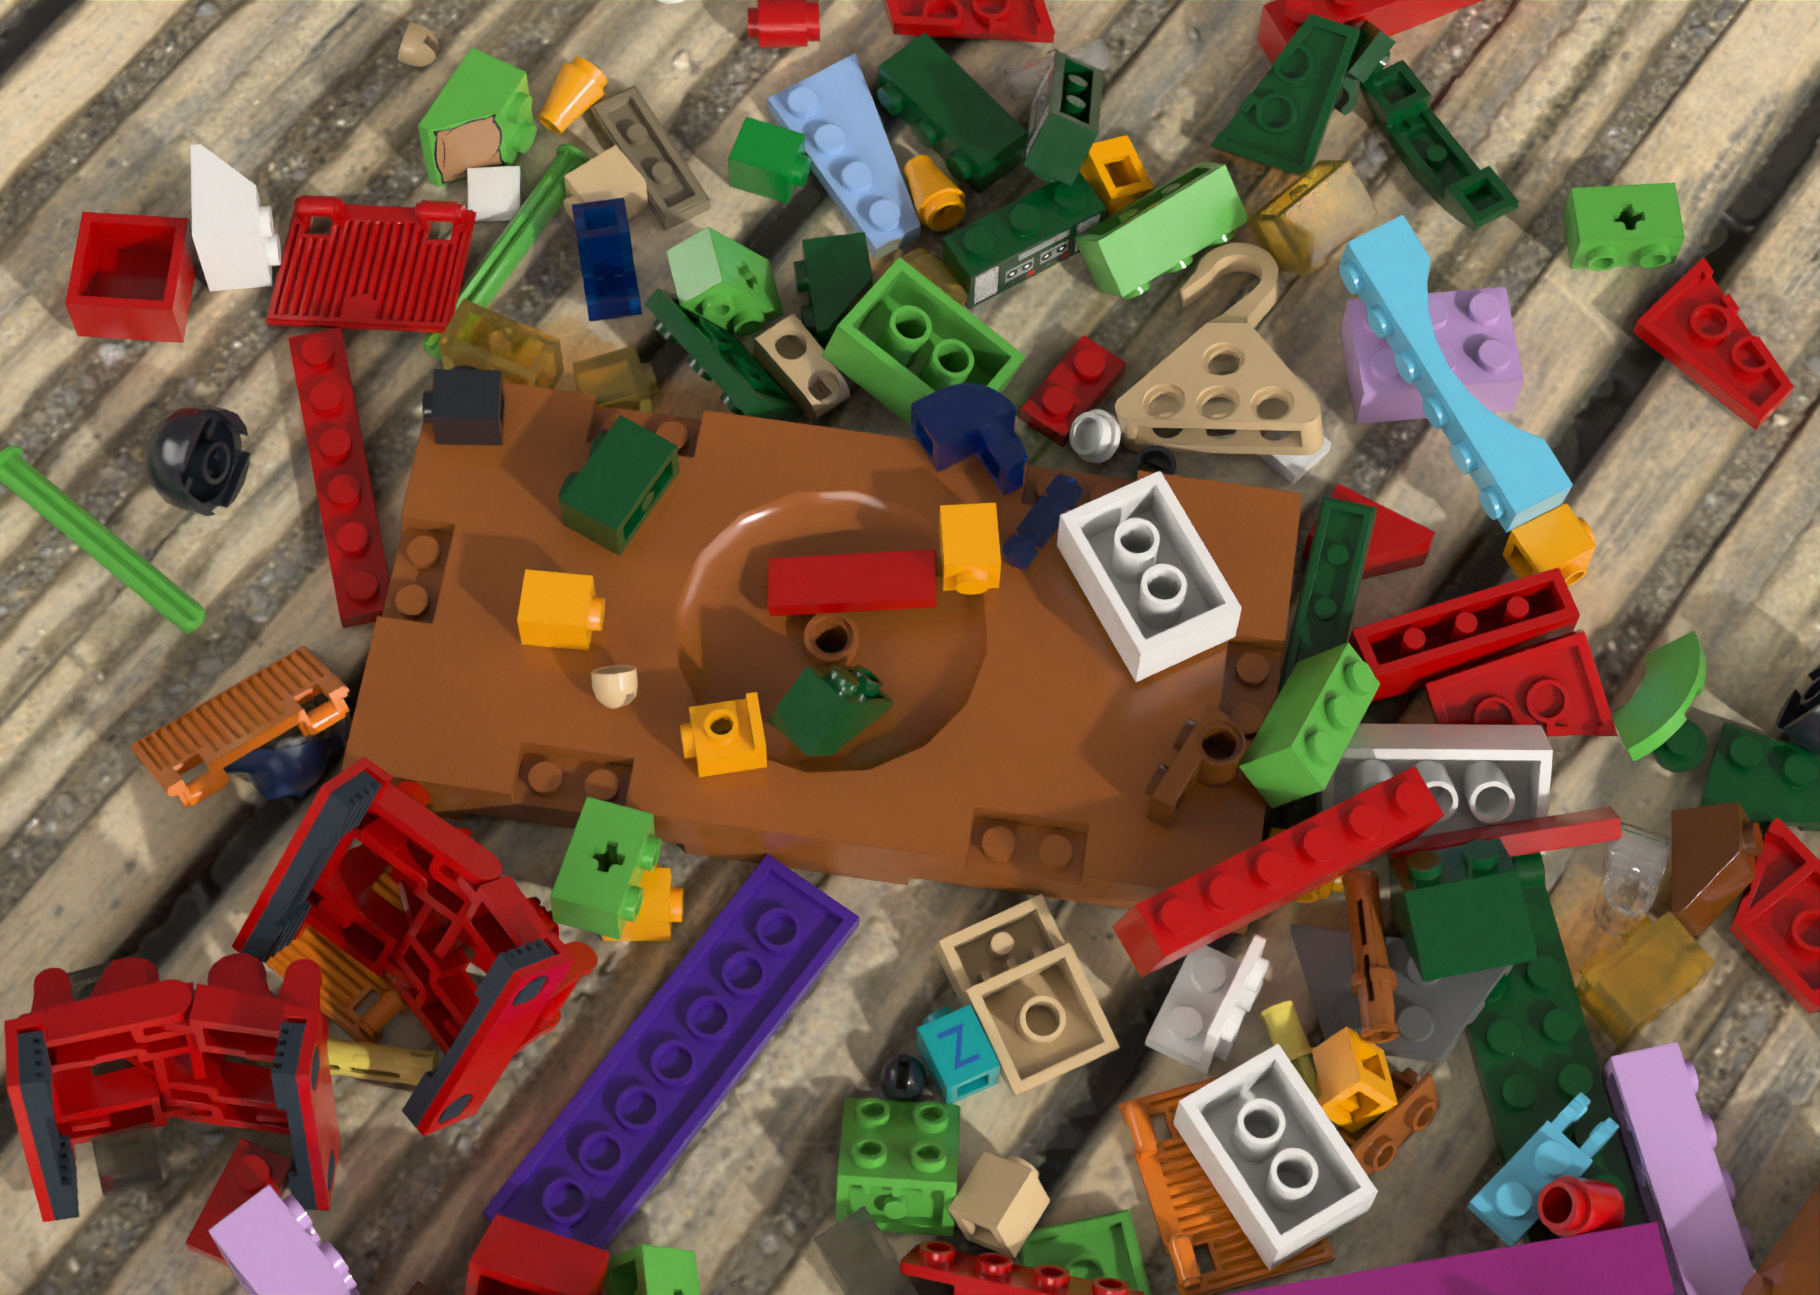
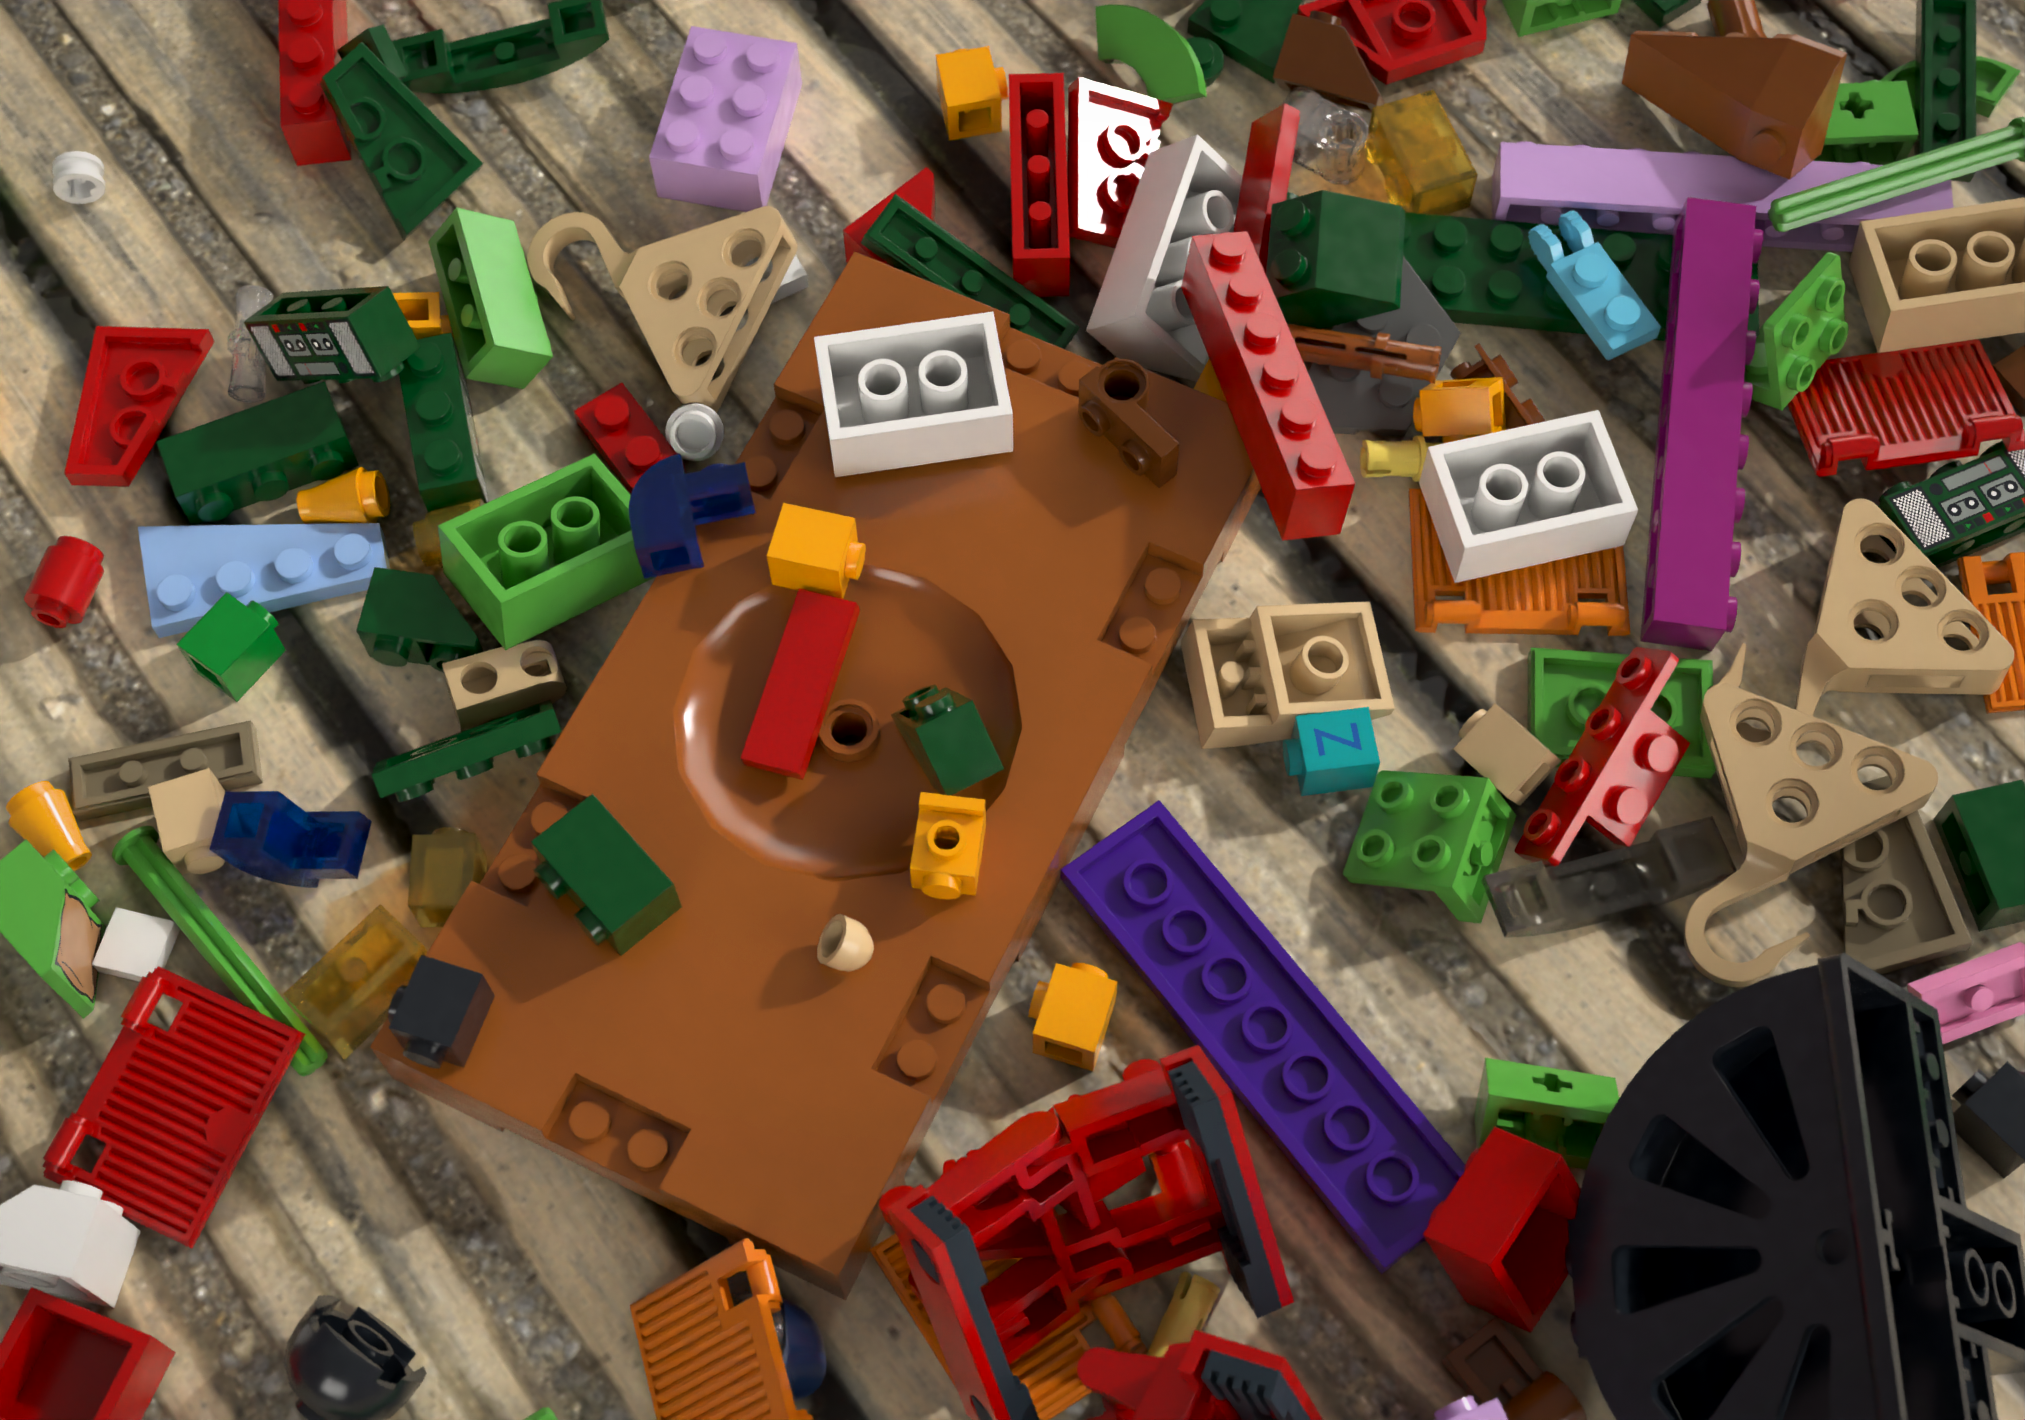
camera: 70 degrees left, 0 degrees up
(341, 475) = (429, 1208): red plate -> none
(559, 610) = (736, 978): light orange brick -> none
(603, 838) = (1067, 1049): bright green brick -> none
(724, 282) = (378, 719): bright green brick -> none
(916, 1079) = (1333, 823): black hinge -> none
(1041, 521) = (801, 475): clear blue axle -> none
(1157, 458) = (745, 383): black hinge -> none
(1208, 1005) = (1375, 516): white bracket -> none
(1310, 725) = (1112, 312): bright green brick -> none
(1313, 216) = (533, 164): clear yellow brick -> none
(1509, 466) = (670, 96): medium azure arch -> none
(1580, 1206) = (1657, 272): red brick -> none

